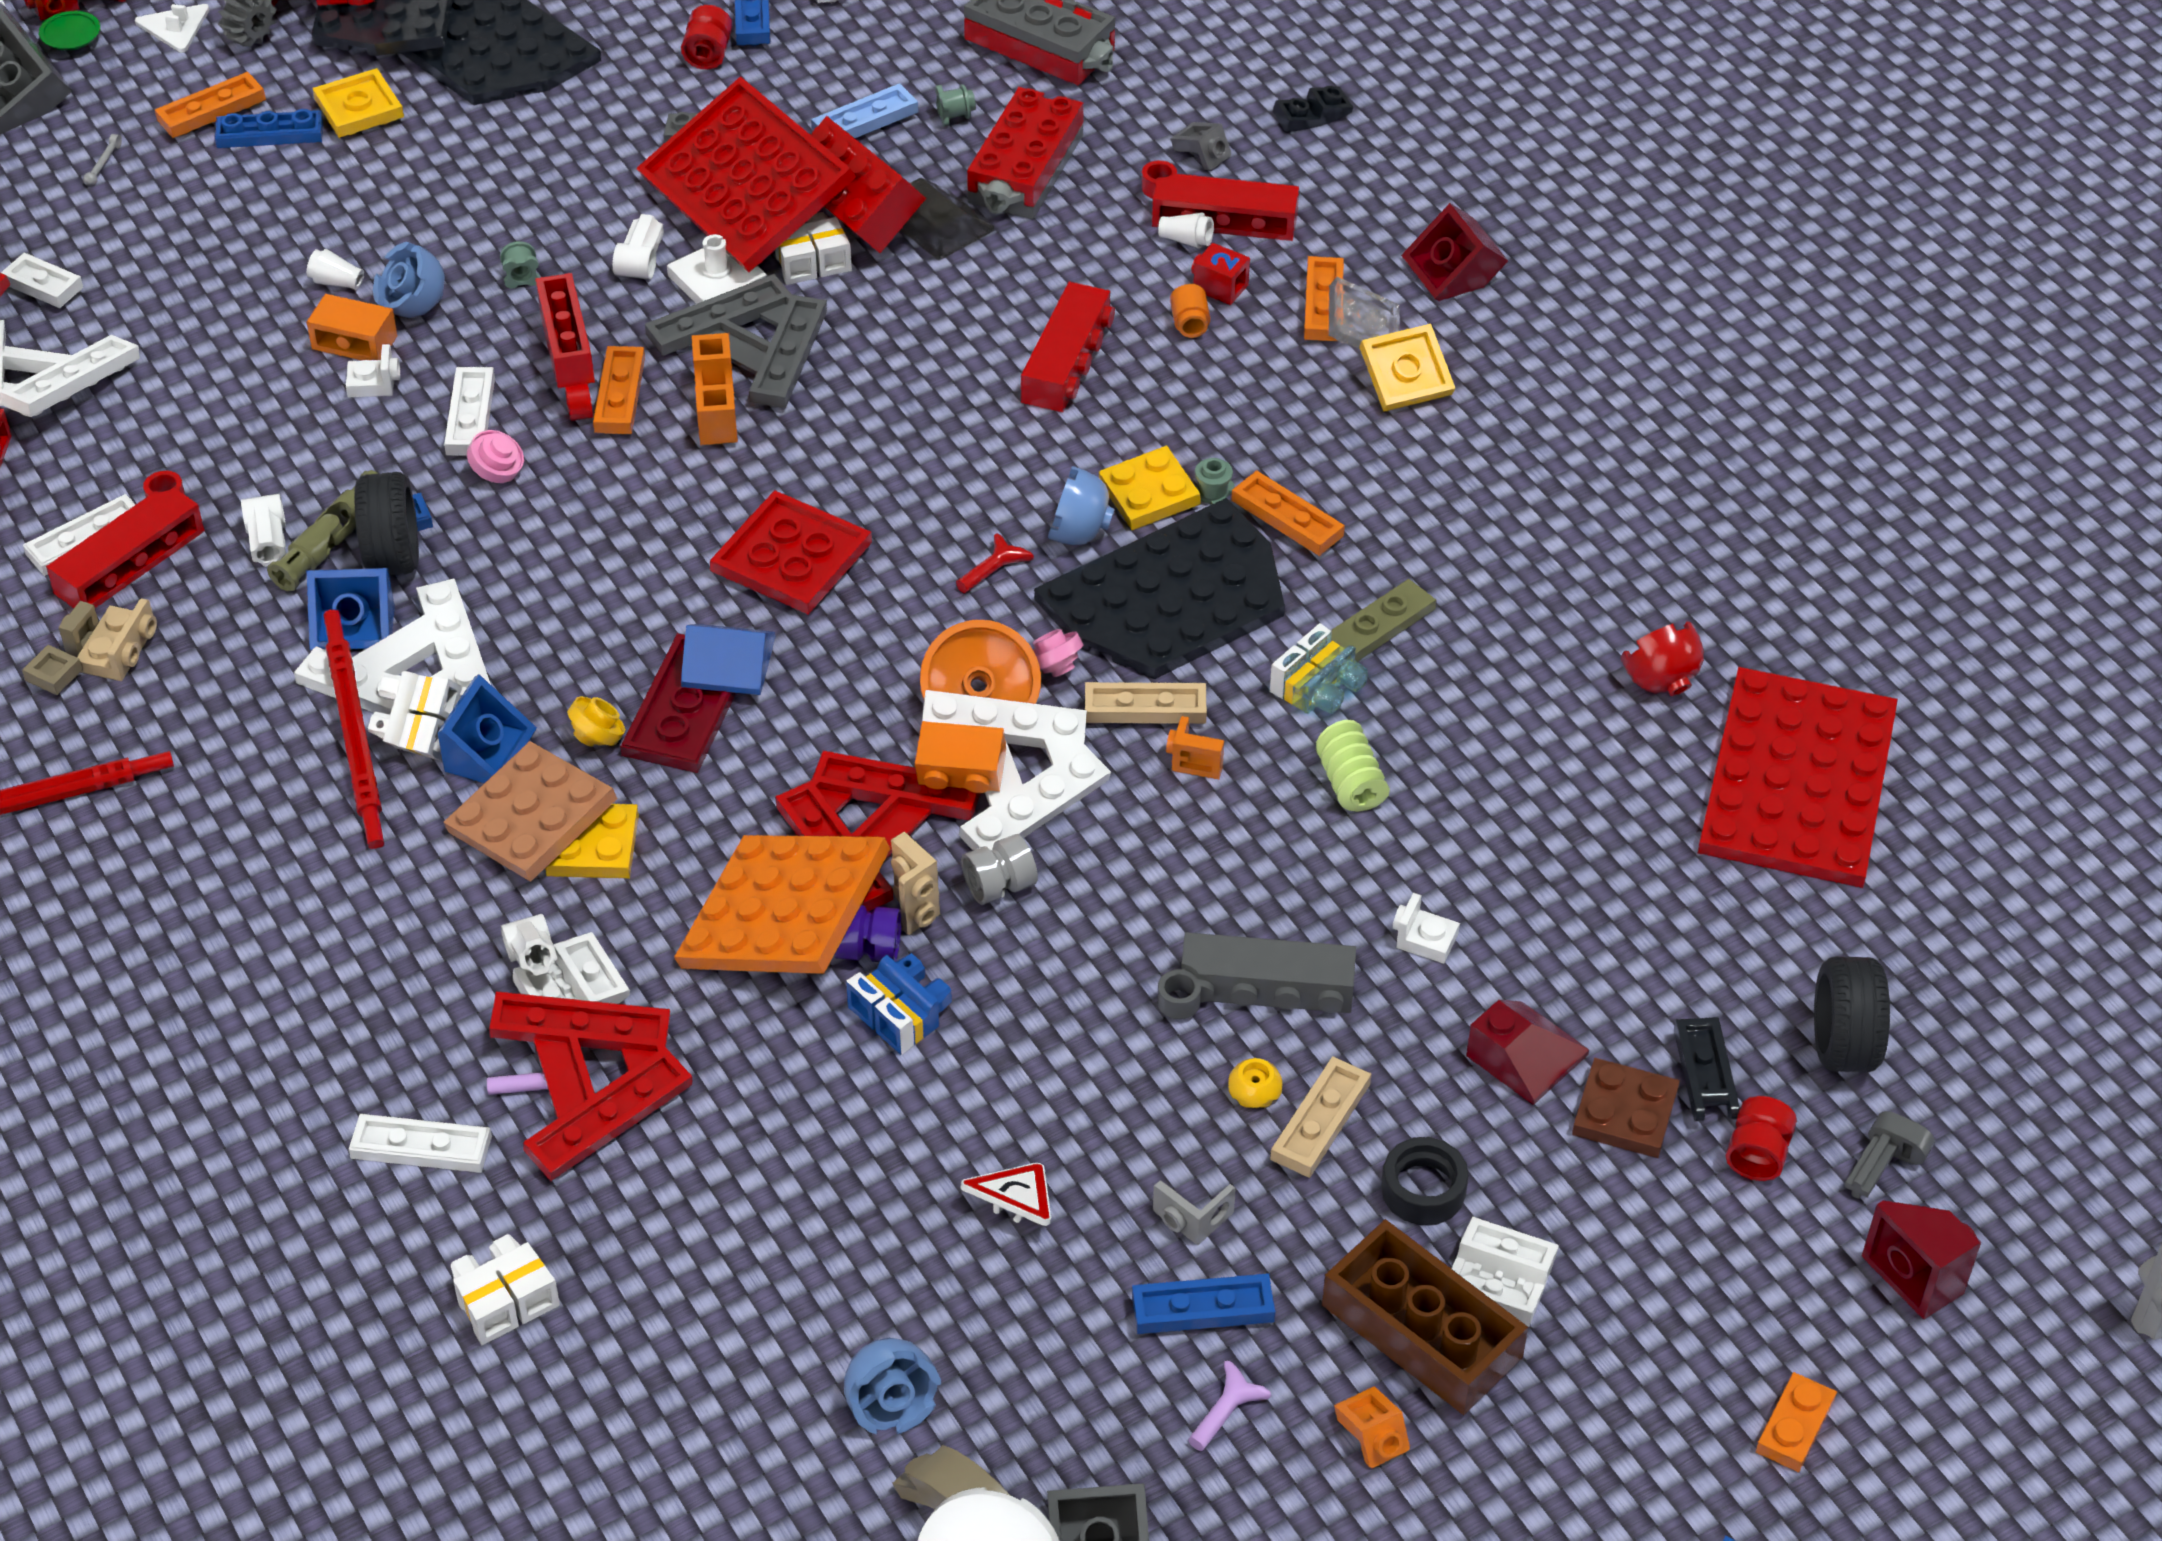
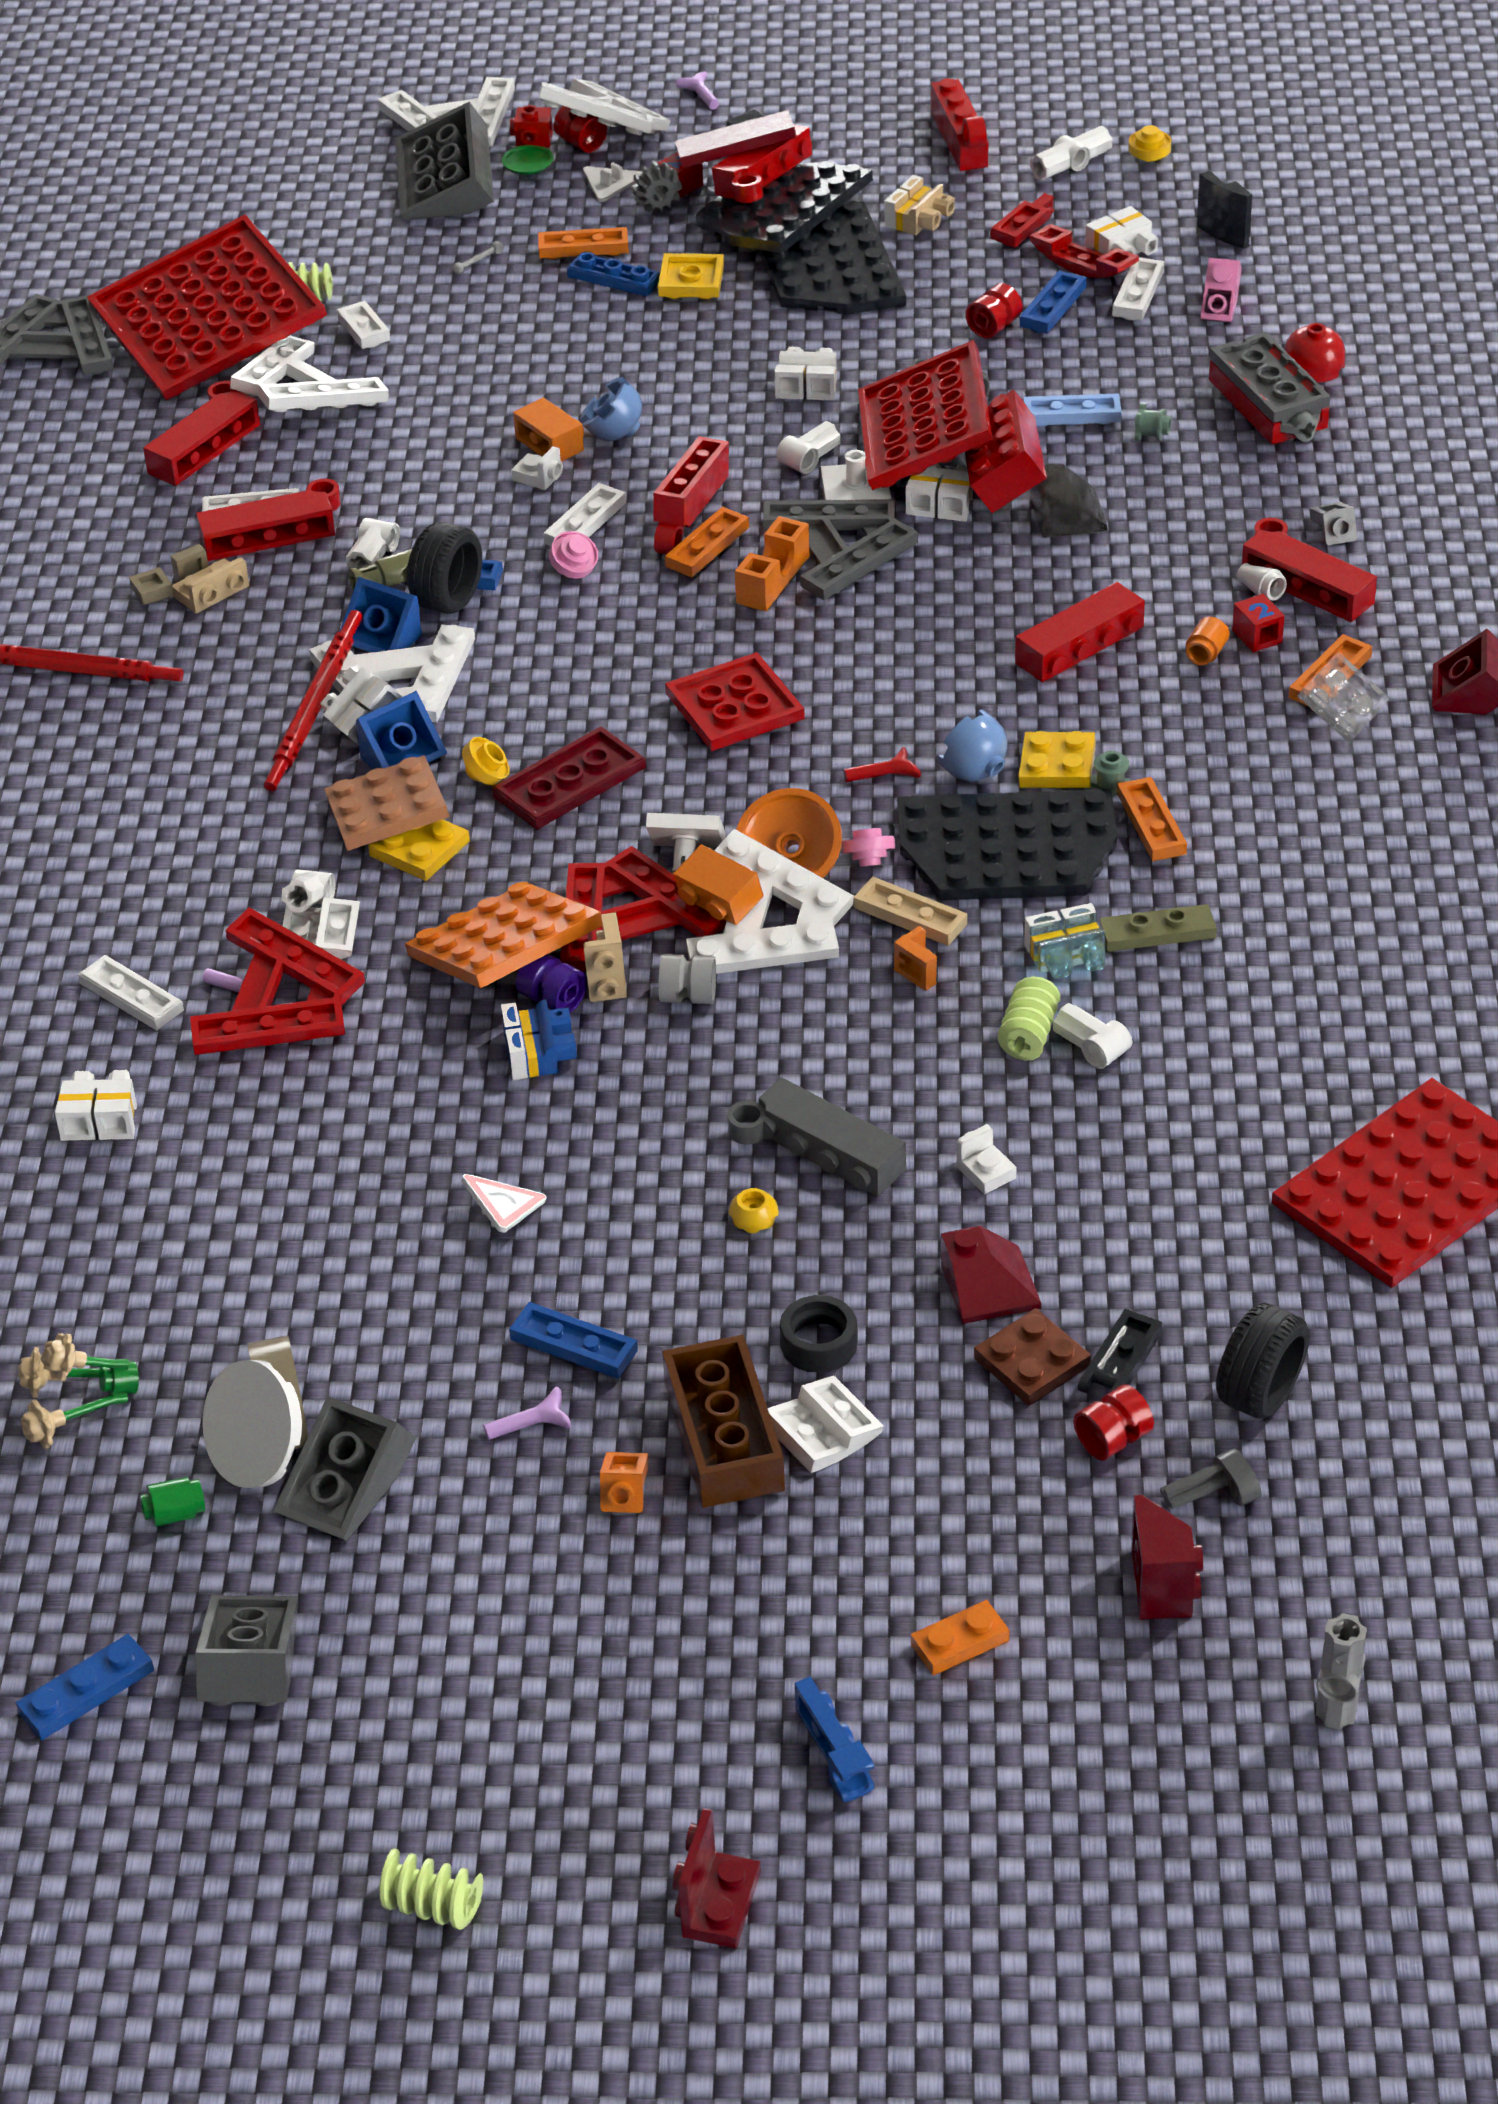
camera: 35 degrees right, 5 degrees down
(333, 270) = (569, 384): white cone -> none
(520, 264) = (709, 424): sand green brick -> none
(572, 170) = (806, 370): none -> white hips
(726, 658) = (615, 753): slope -> none
(875, 717) = (684, 833): none -> white tile
(890, 1385) = (294, 1285): medium blue cylinder -> none
(1025, 153) = (1175, 478): red piece -> none
(1185, 1218) = (618, 1279): light grey bracket -> none
(1319, 108) = (1468, 528): black slope -> none
(1320, 1117) = (779, 1254): tan plate -> none
(1407, 367) = (1348, 746): yellow plate -> none
(1430, 759) = (1099, 1041): none -> white piece
(1666, 659) = (1364, 1042): red cylinder -> none

